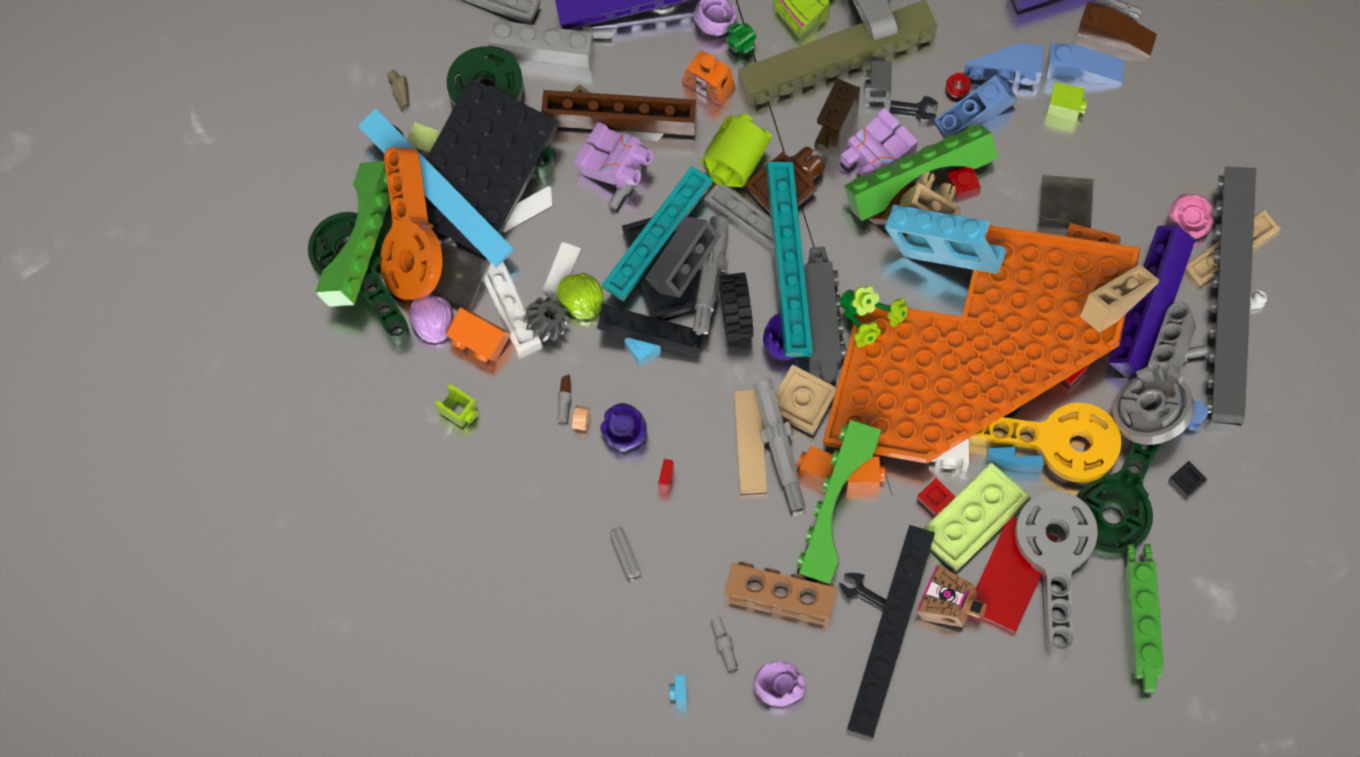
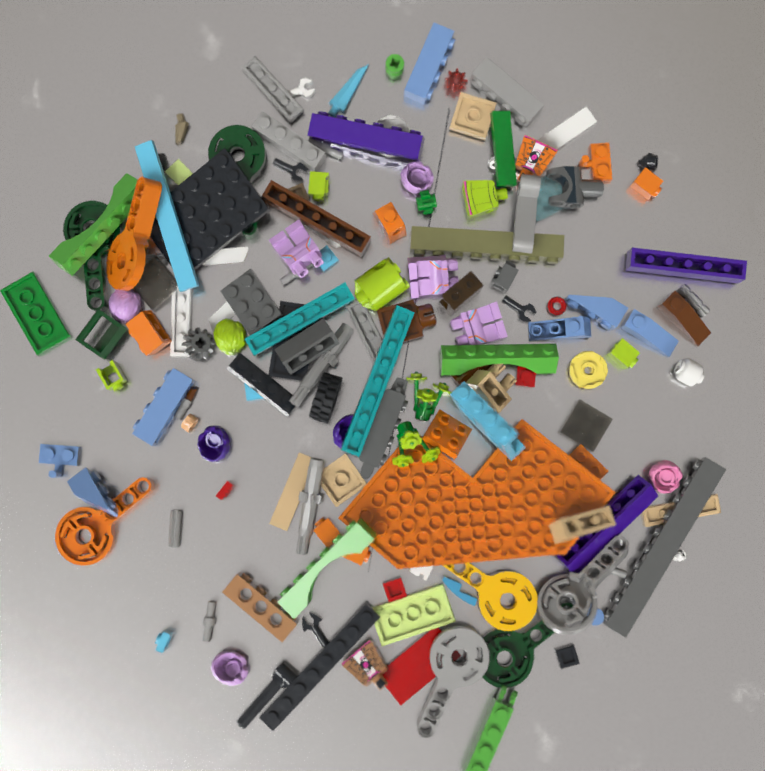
camera: 20 degrees right, 15 degrees up
(323, 379) = (35, 313): none -> green tile
(431, 365) = (108, 339): none -> dark green tile
(435, 534) = (60, 456): none -> medium blue plate
(501, 551) = (88, 488): none -> medium blue slope
(528, 589) = (98, 525): none -> orange beam
(539, 413) = (163, 407): none -> medium blue brick
(568, 82) = (291, 169): none -> black bar
(586, 243) = (251, 302): none -> dark grey plate
(601, 75) = (318, 186): none -> lime window
(660, 154) = (328, 258): none -> medium azure plate
(796, 107) = (430, 275): none -> lavender hips
(850, 665) = (281, 679): none -> black axle
(861, 271) = (424, 409): none -> plant
(904, 282) = (447, 434): none -> orange plate
(1036, 128) = (597, 366): none -> light yellow plate
(1154, 86) = (689, 372): none -> white head

